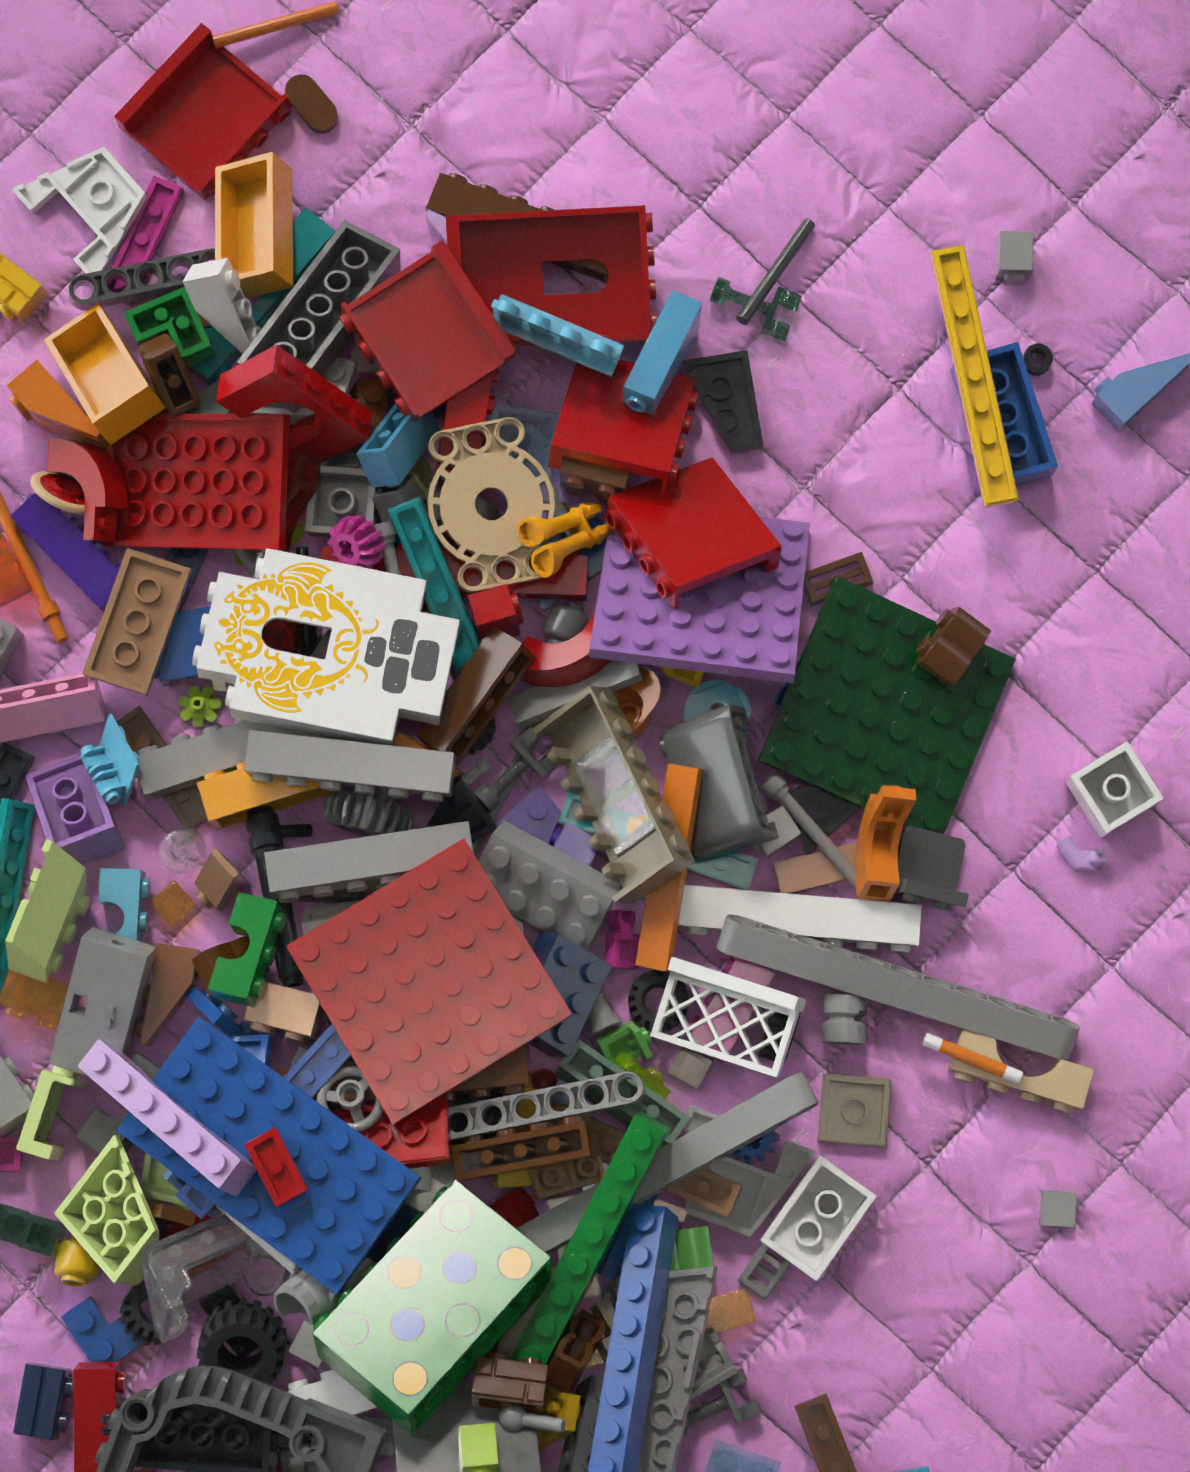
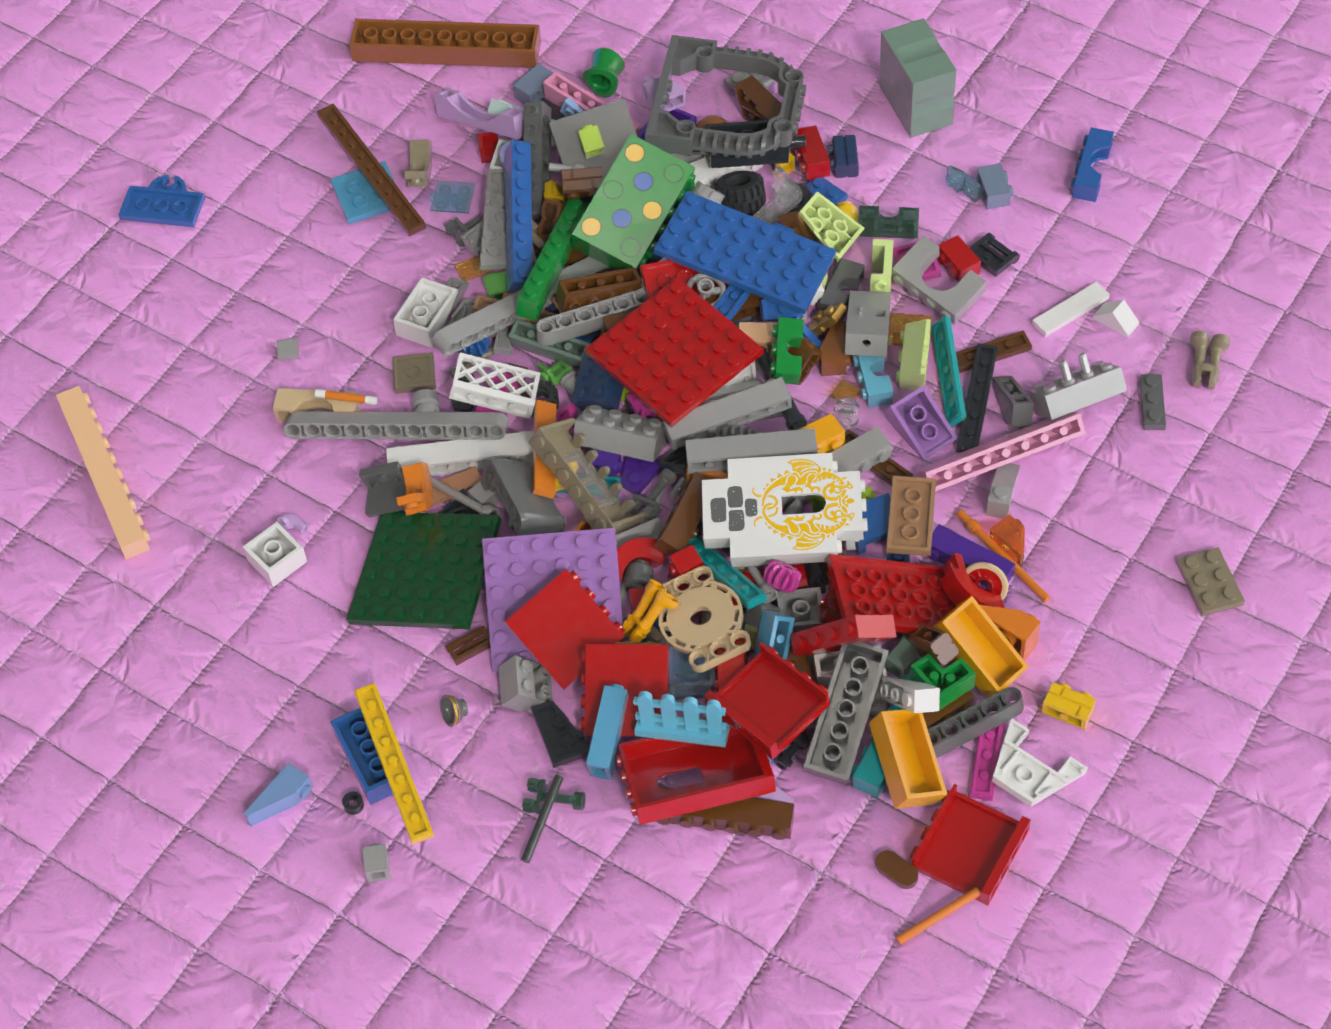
camera: 170 degrees right, 25 degrees down
(112, 764) = (894, 436): medium azure hinge -> none
(161, 1034) = (825, 319): none -> pearl gold wing
(167, 1119) = (776, 233): lavender arch -> none
(219, 881) = (816, 399): medium nougat slope -> none
(276, 1167) = (736, 235): red plate -> none
(650, 1077) = (537, 355): clear neon green plate -> none
(770, 481) = (524, 684): none -> light grey slope
(875, 468) = (453, 709): none -> dark grey piece
(952, 646) = (386, 601): reddish brown brick -> none

